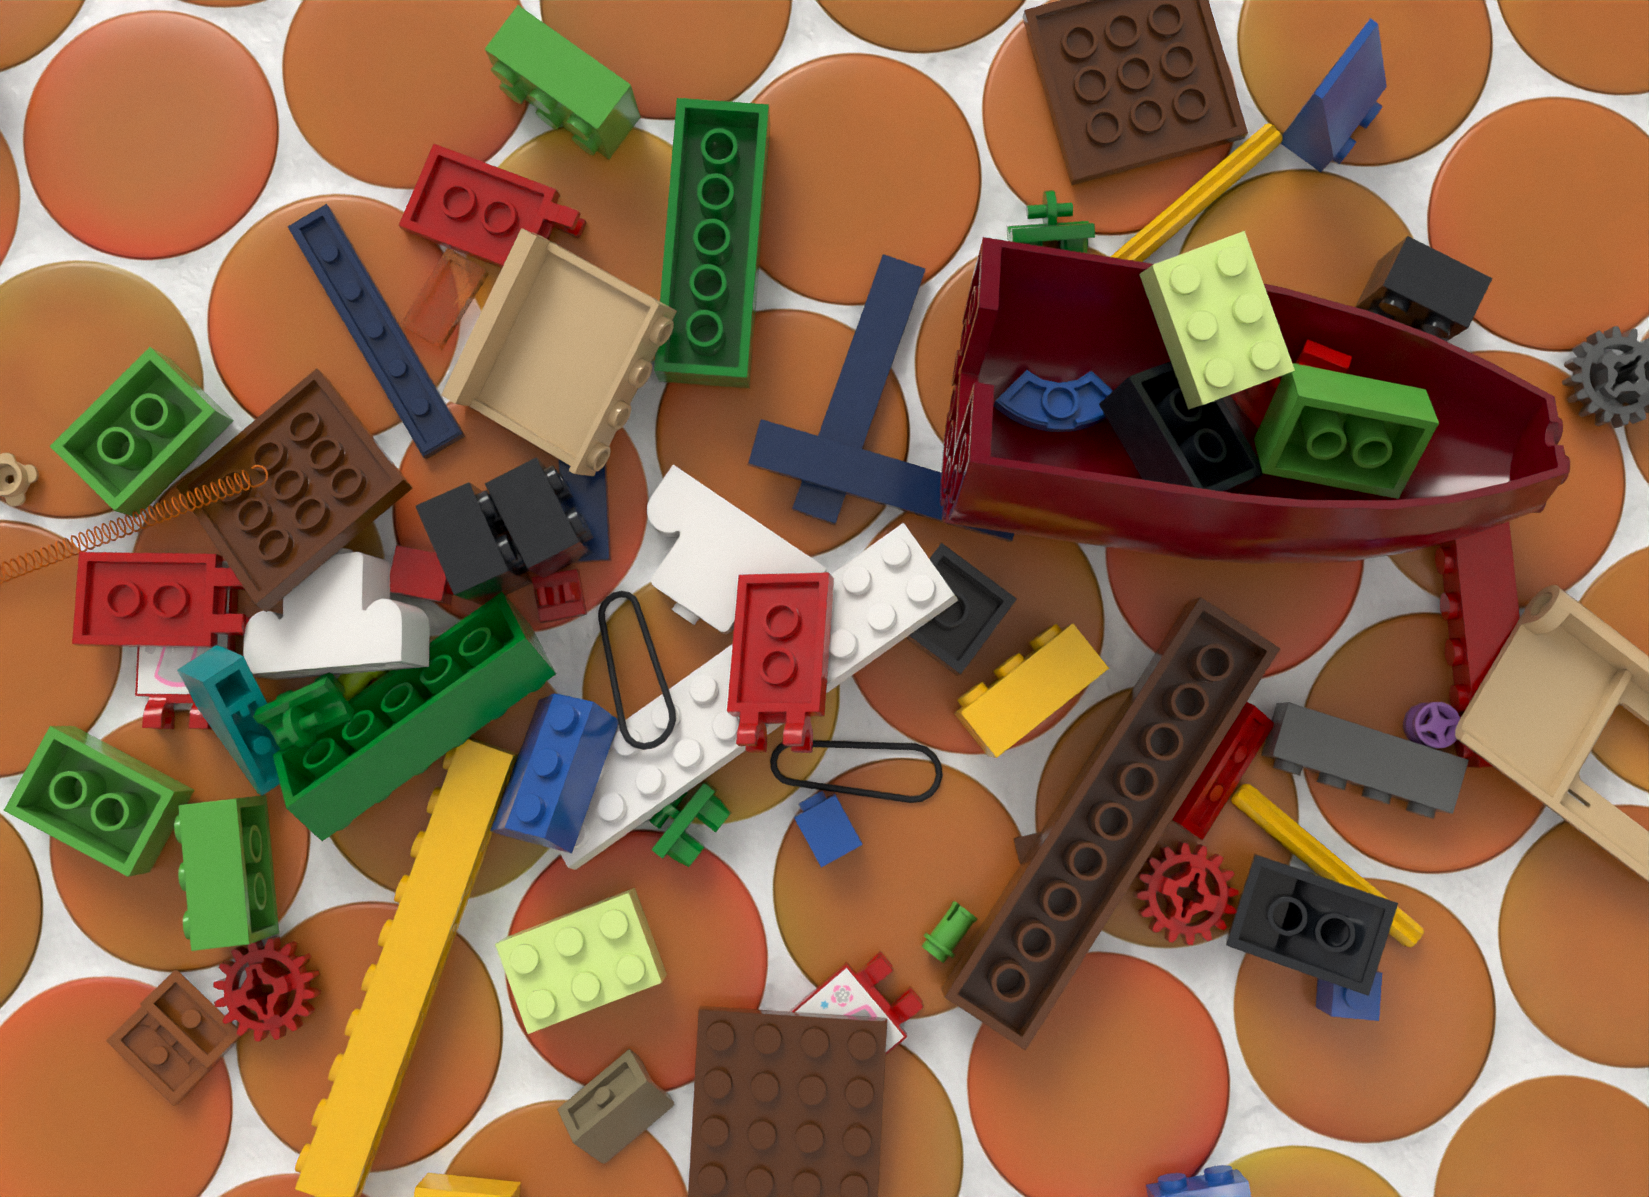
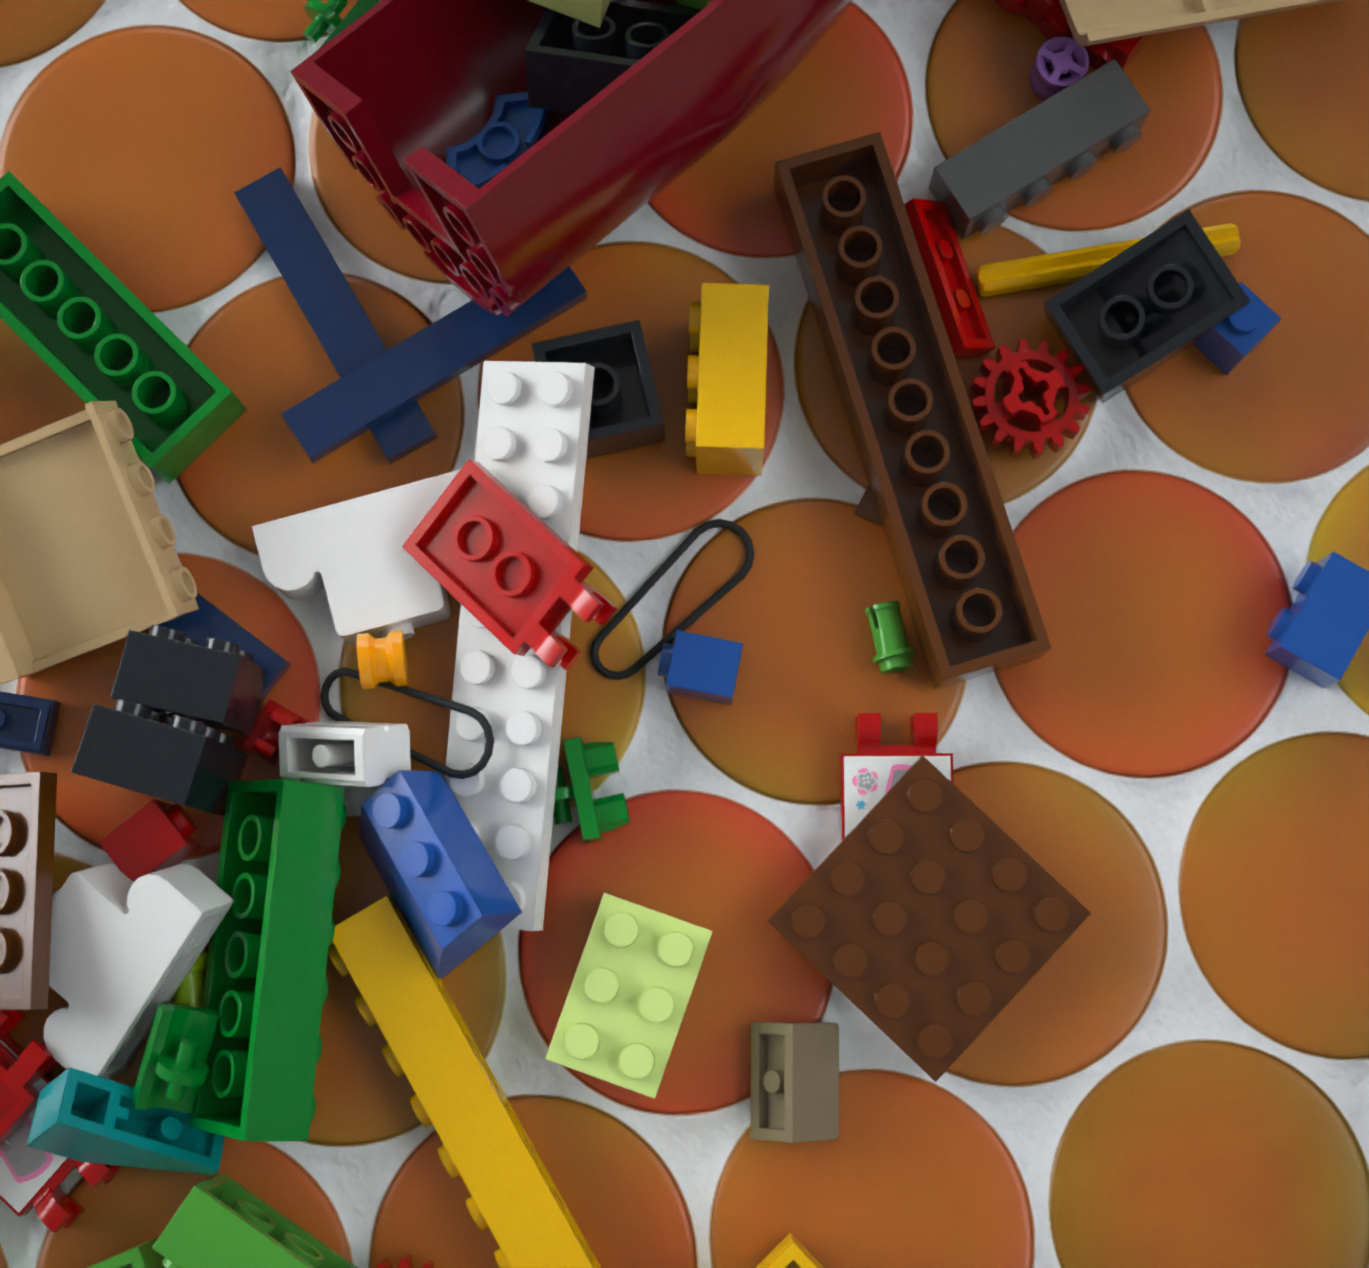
camera: 45 degrees left, 5 degrees down
(578, 652) = (343, 752): none -> white brick
(657, 623) = (382, 660): none -> light orange wheel

